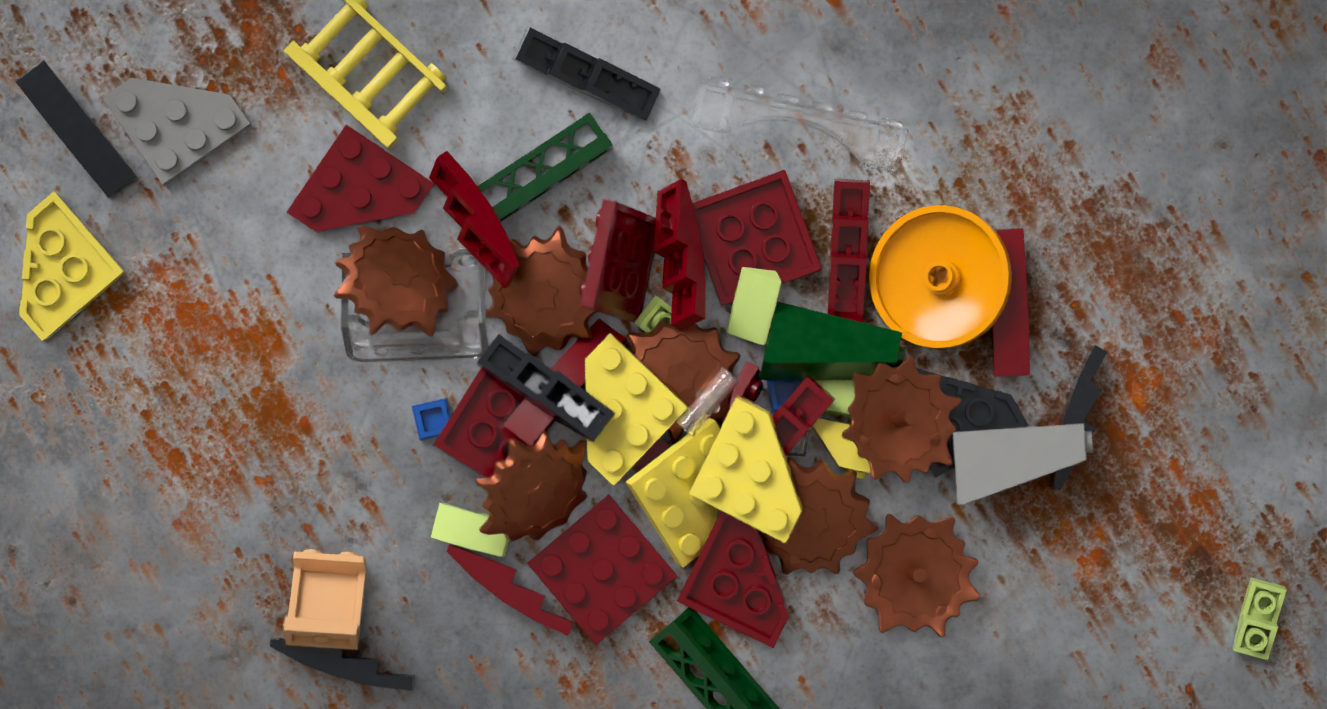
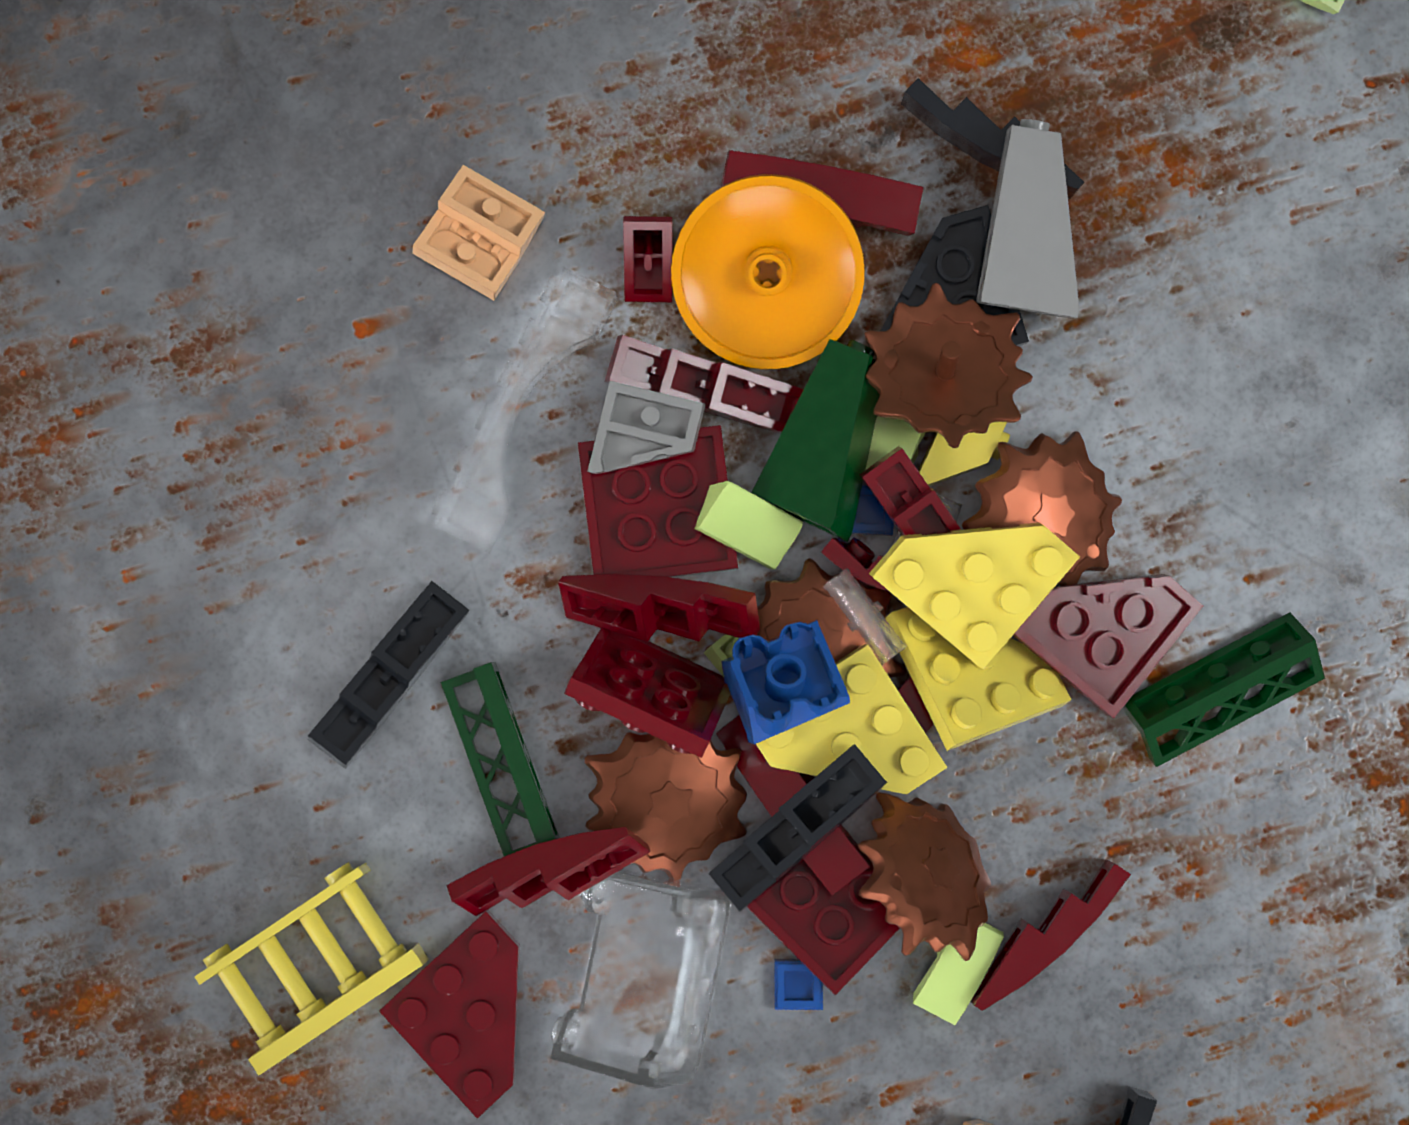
camera: 70 degrees left, 0 degrees up
(396, 279) = (604, 995): copper piece -> none
(602, 569) = (1048, 806): dark red plate -> none
(648, 352) = (783, 680): none -> blue slope
(805, 213) = (643, 428): none -> light grey wing
(917, 574) = (1149, 395): copper piece -> none
(921, 62) = (478, 232): none -> light nougat slope
(929, 188) = (648, 258): none -> dark red slope

